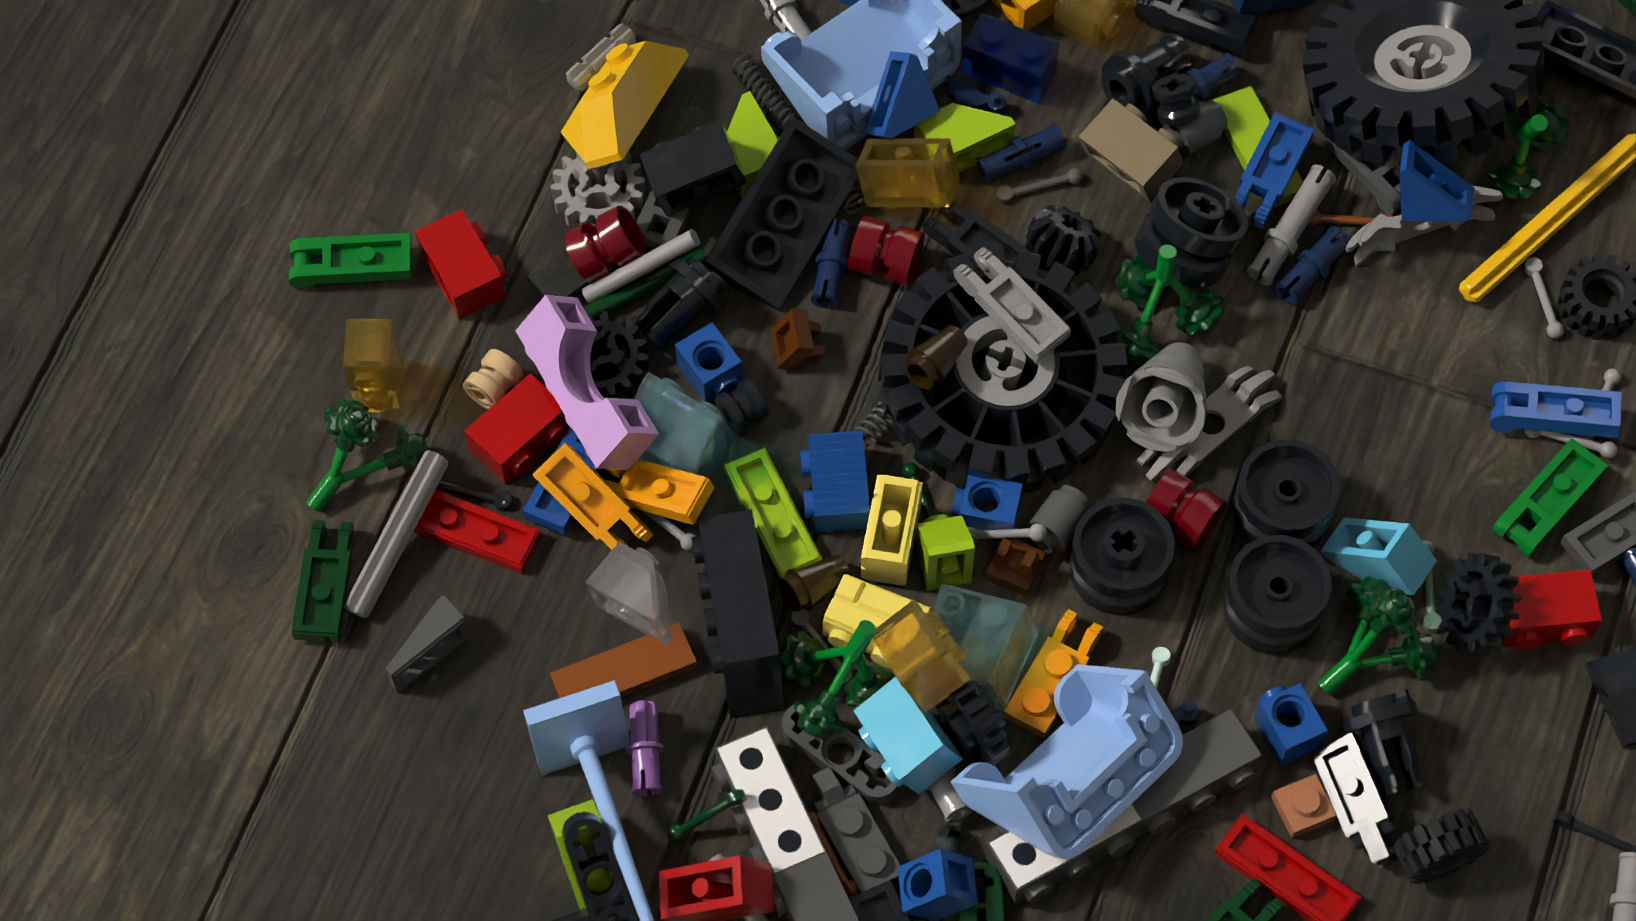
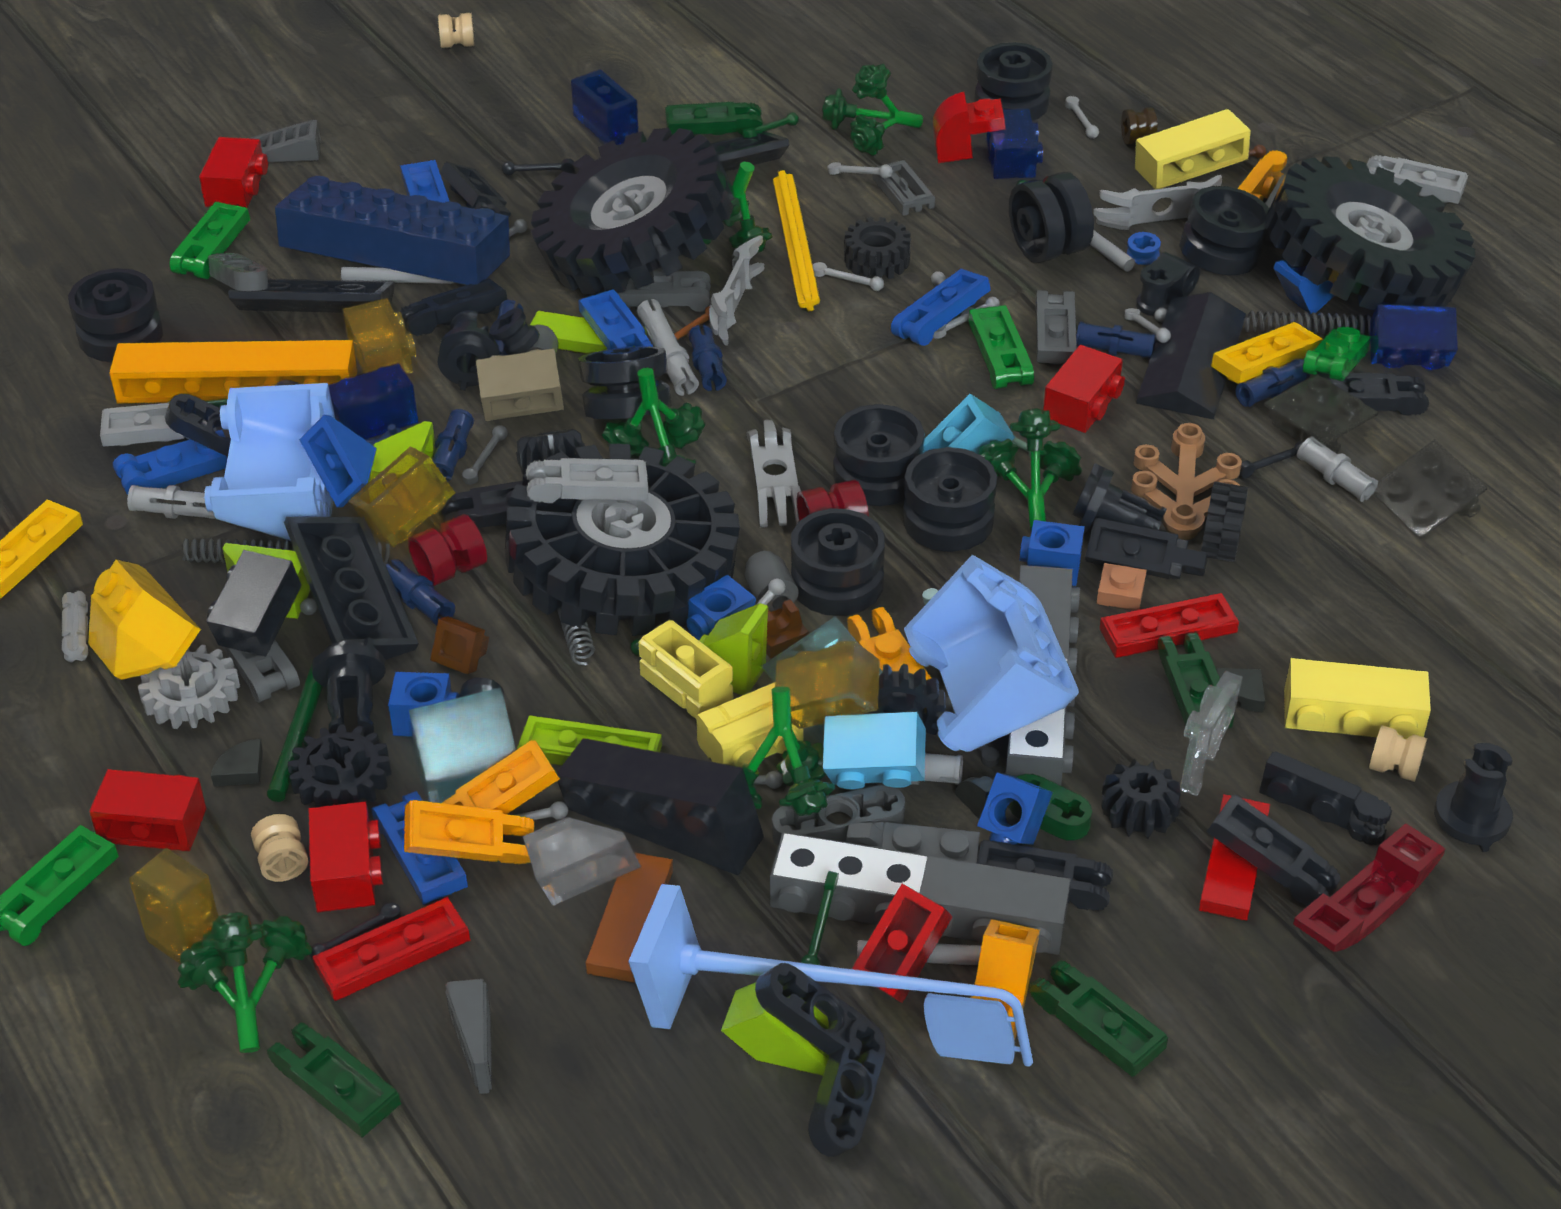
camera: 55 degrees left, 20 degrees down
(396, 534) = (348, 992): light grey axle -> none
(560, 343) = (310, 761): lavender arch -> none
(609, 242) = (248, 700): dark red wheel -> none
(641, 266) = (294, 689): light grey bar -> none
(645, 748) = (720, 937): medium lavender axle -> none
(812, 582) = (678, 738): dark brown cone -> none
(838, 481) = (607, 685): blue brick -> none
(933, 359) = (588, 542): dark brown cone -> none
(1165, 399) = (746, 459): light grey cone -> none
(1432, 189) = (725, 258): blue slope -> none
(1478, 604) = (1062, 391): black gear -> none
(1492, 780) = (1181, 516): none -> medium nougat plant

